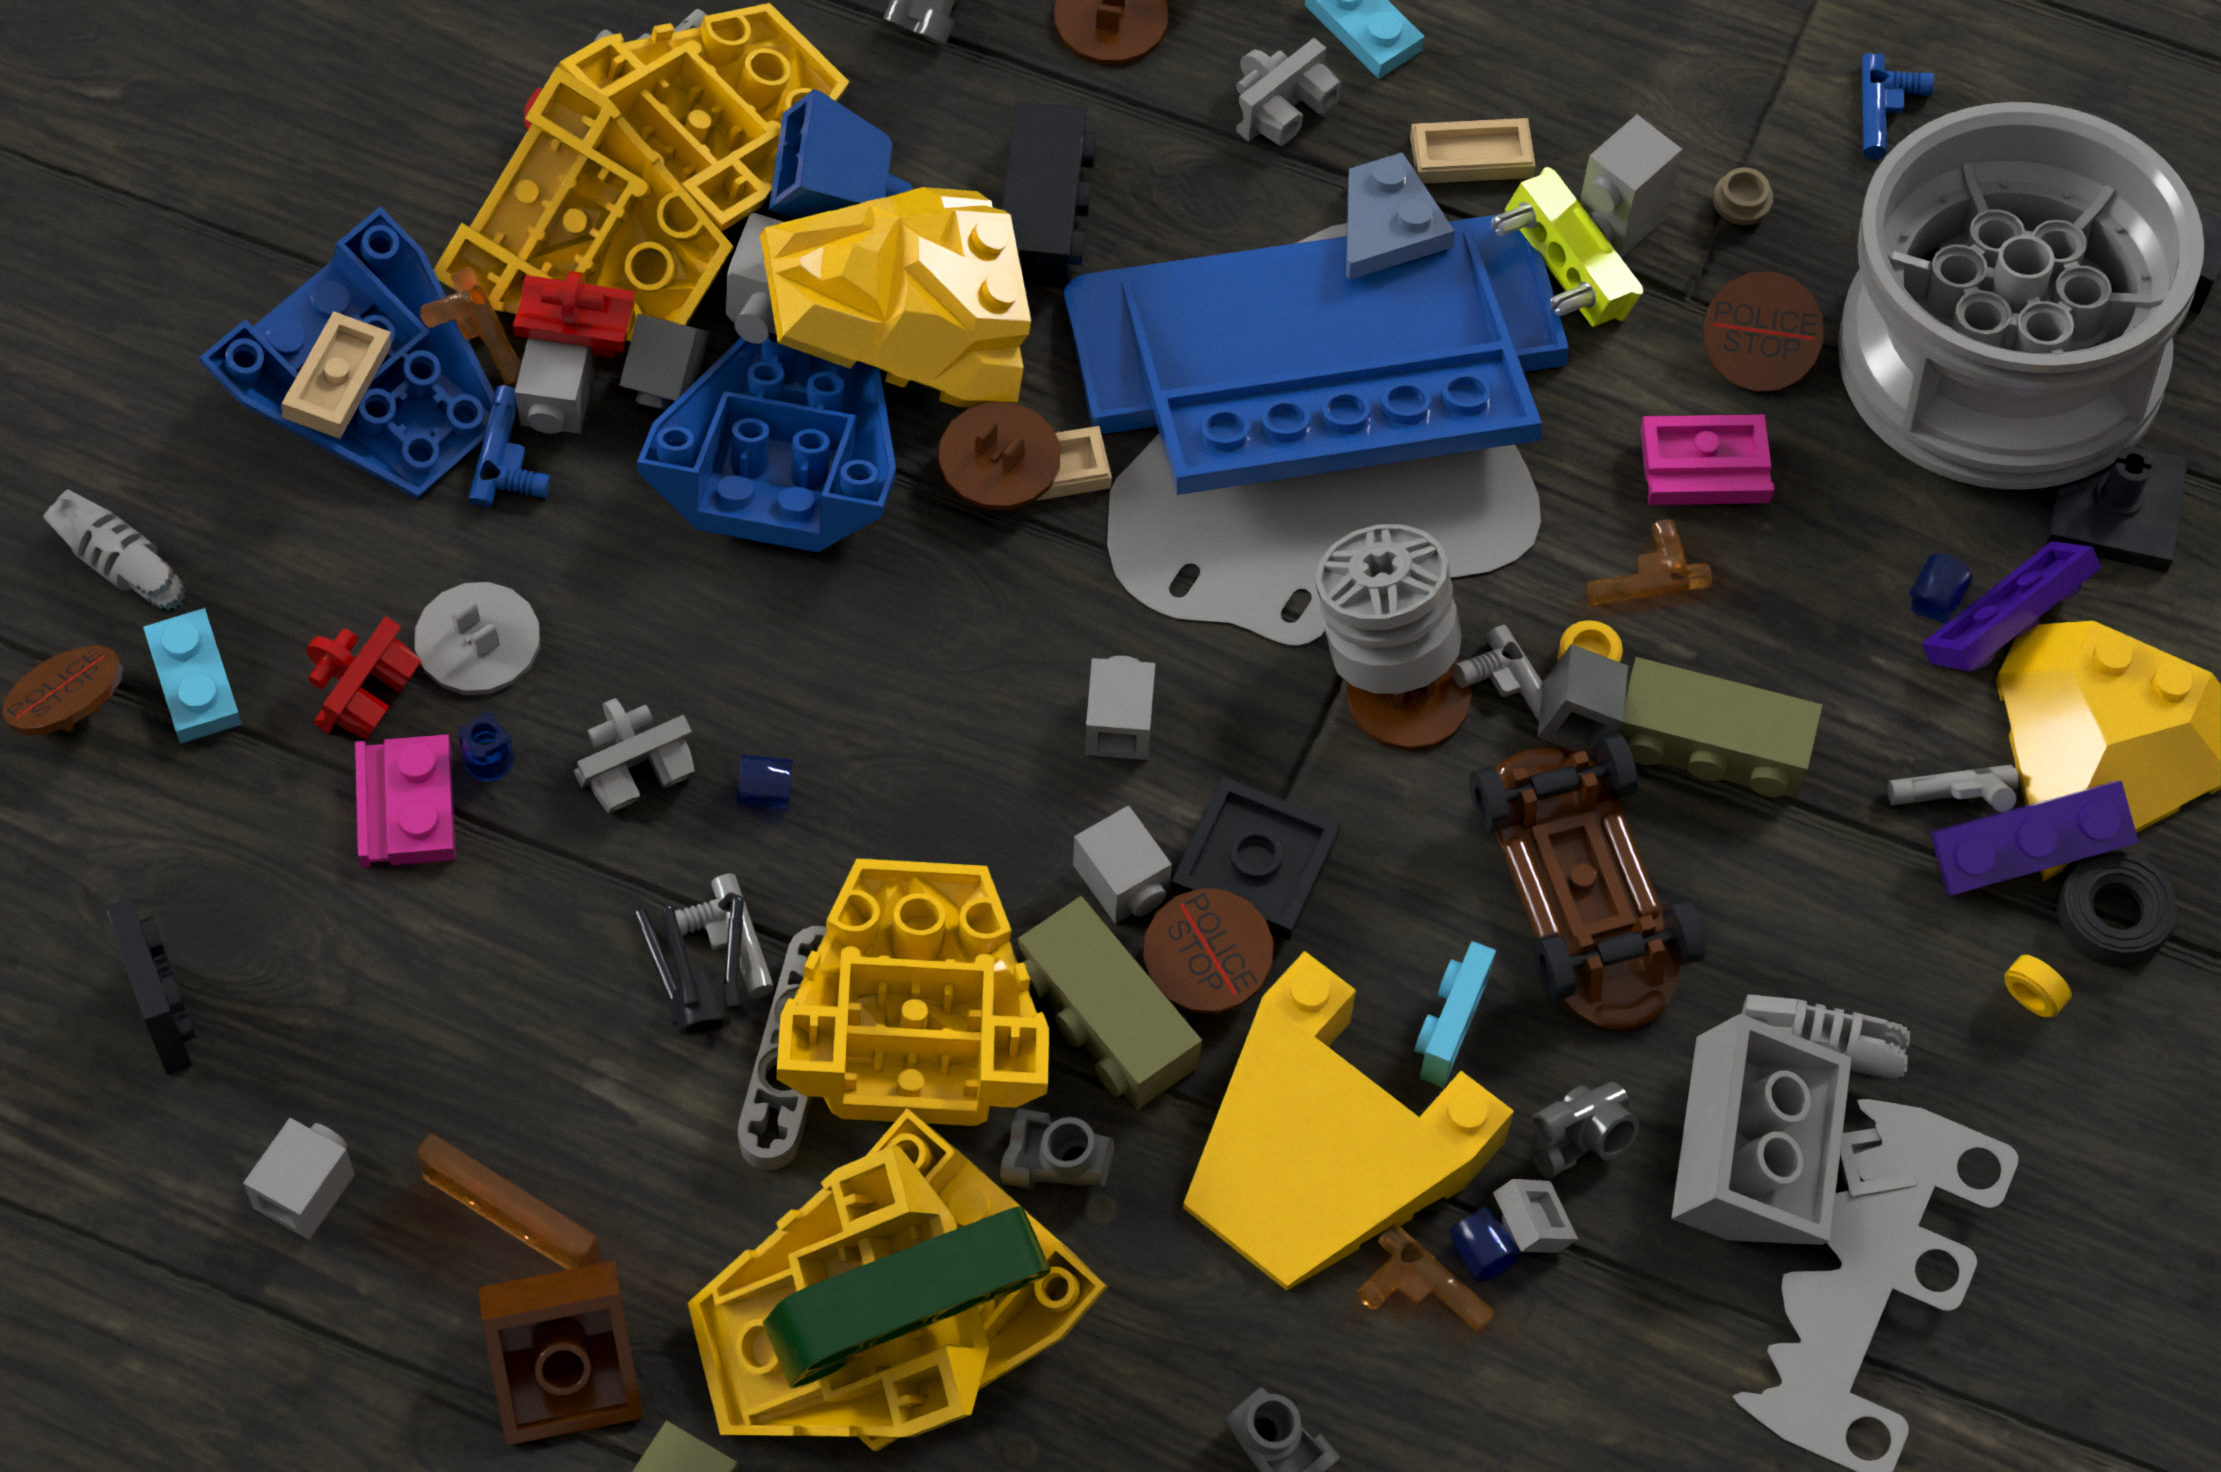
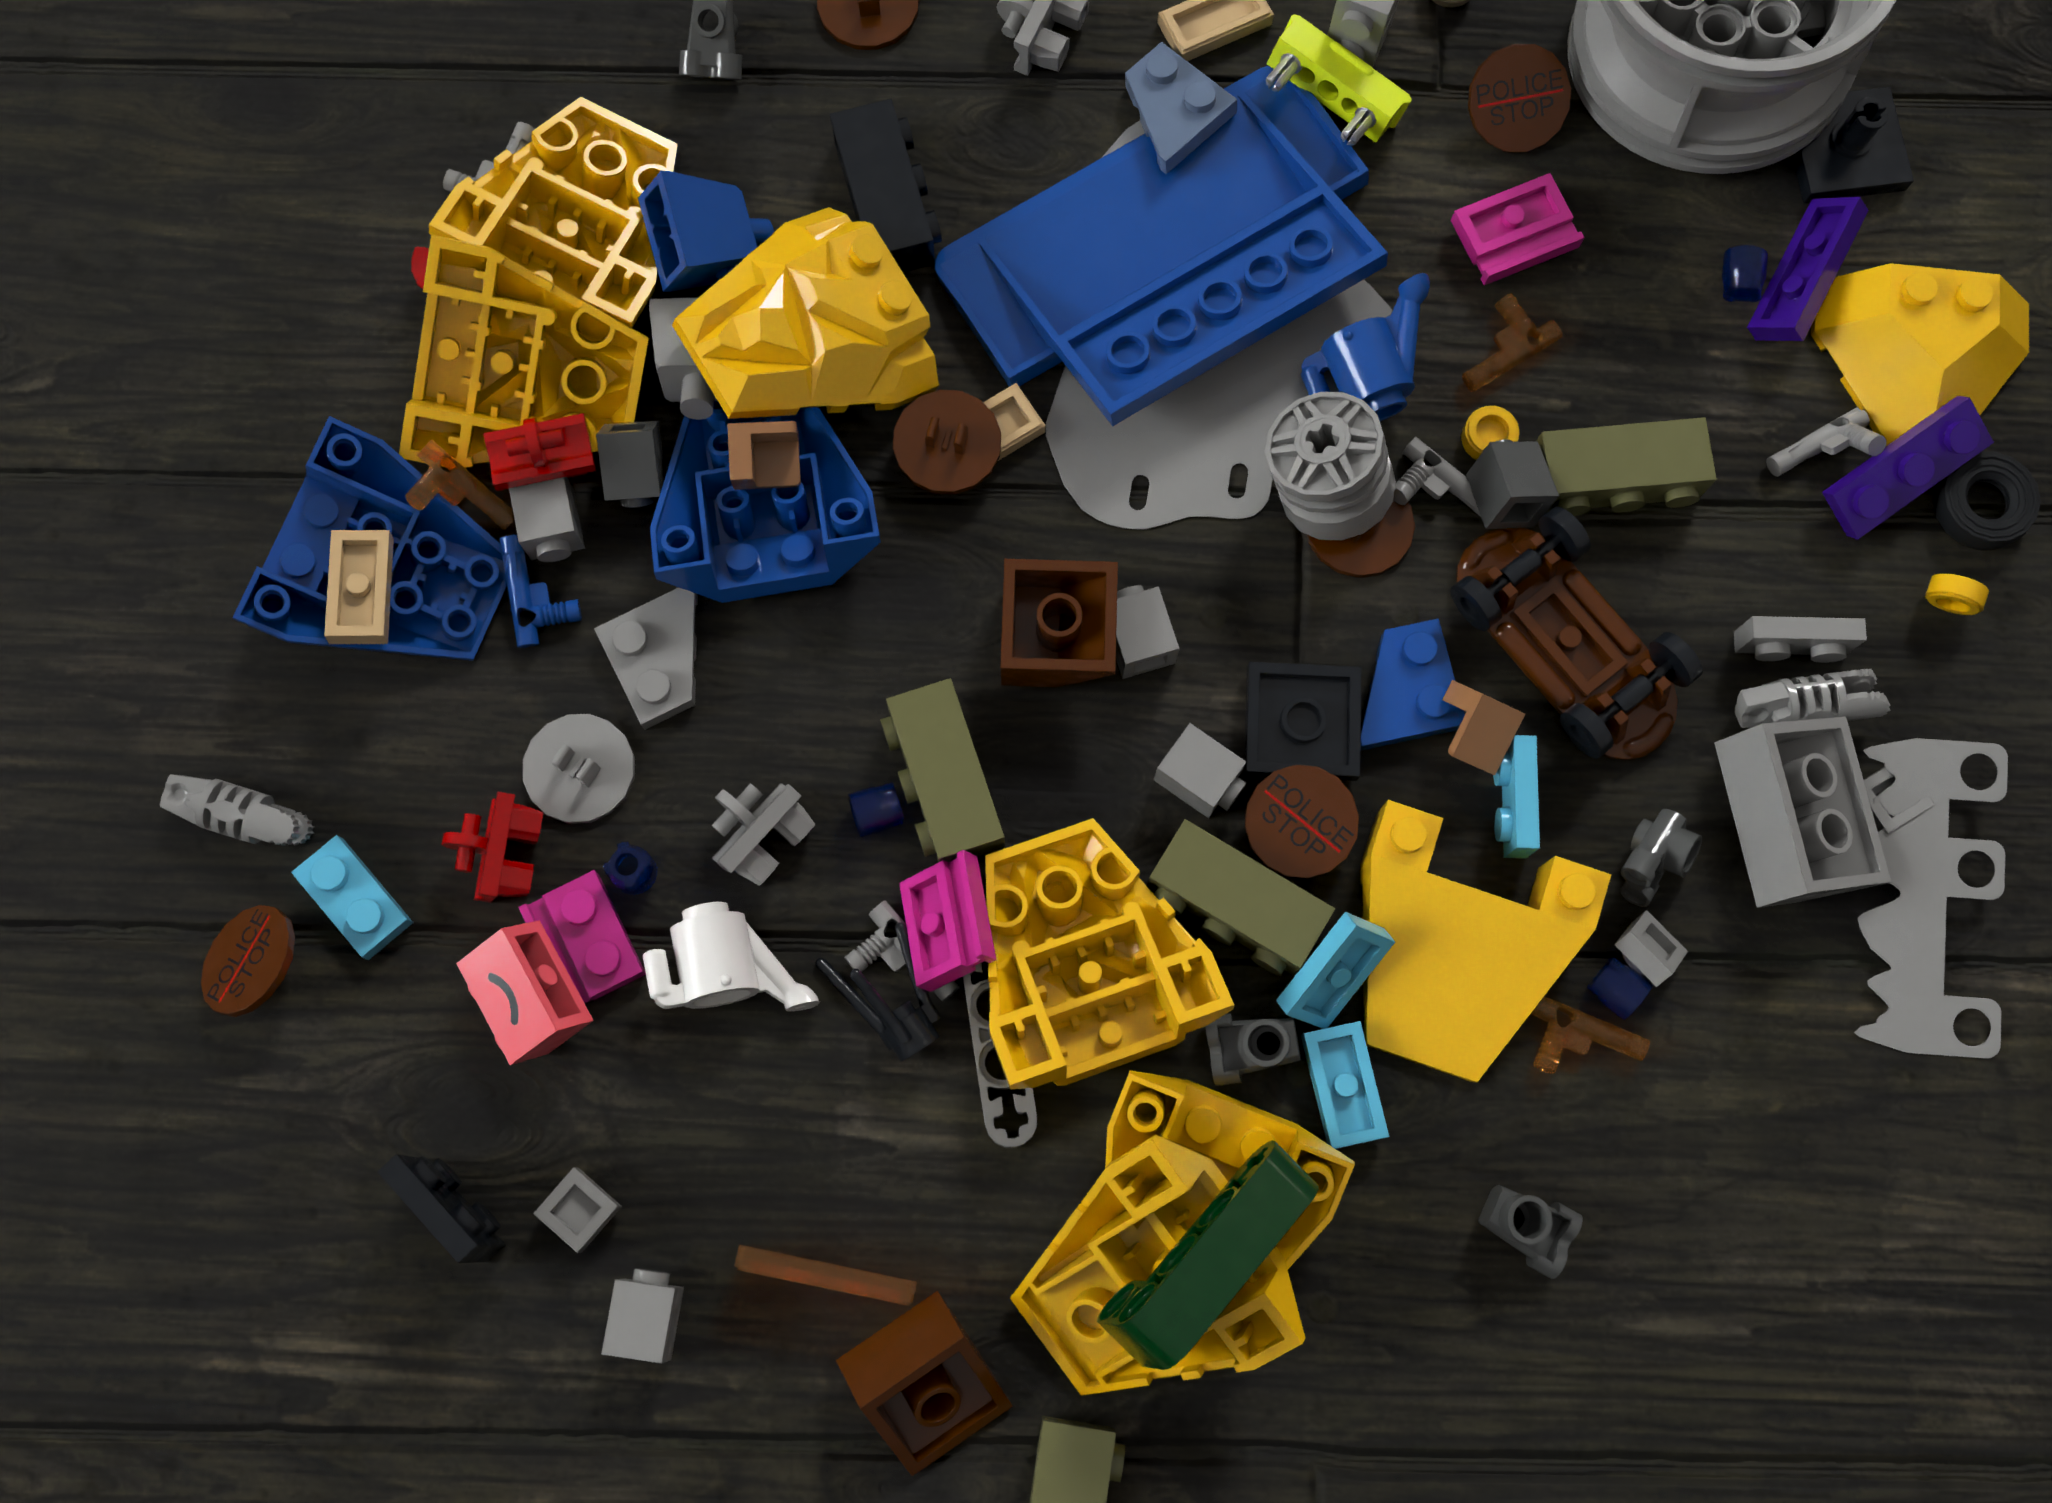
camera: 20 degrees left, 15 degrees up
(281, 1050) = (577, 1210): none -> light grey plate
(324, 818) = (524, 992): none -> coral brick
(535, 867) = (720, 964): none -> white piece
(605, 555) = (655, 655): none -> light grey wing
(787, 907) = (947, 921): none -> dark pink plate
(799, 392) = (764, 455): none -> medium nougat panel
(848, 769) = (942, 772): none -> olive brick
(1029, 659) = (1058, 622): none -> reddish brown slope
(1139, 1230) = (1344, 1085): none -> medium azure plate
(1175, 1103) = (1335, 971): none -> medium azure plate
(1388, 871) = (1409, 687): none -> blue wing
(1439, 922) = (1484, 729): none -> medium nougat panel
(1489, 523) = (1373, 355): none -> blue piece
(1826, 960) = (1780, 637): none -> light grey plate

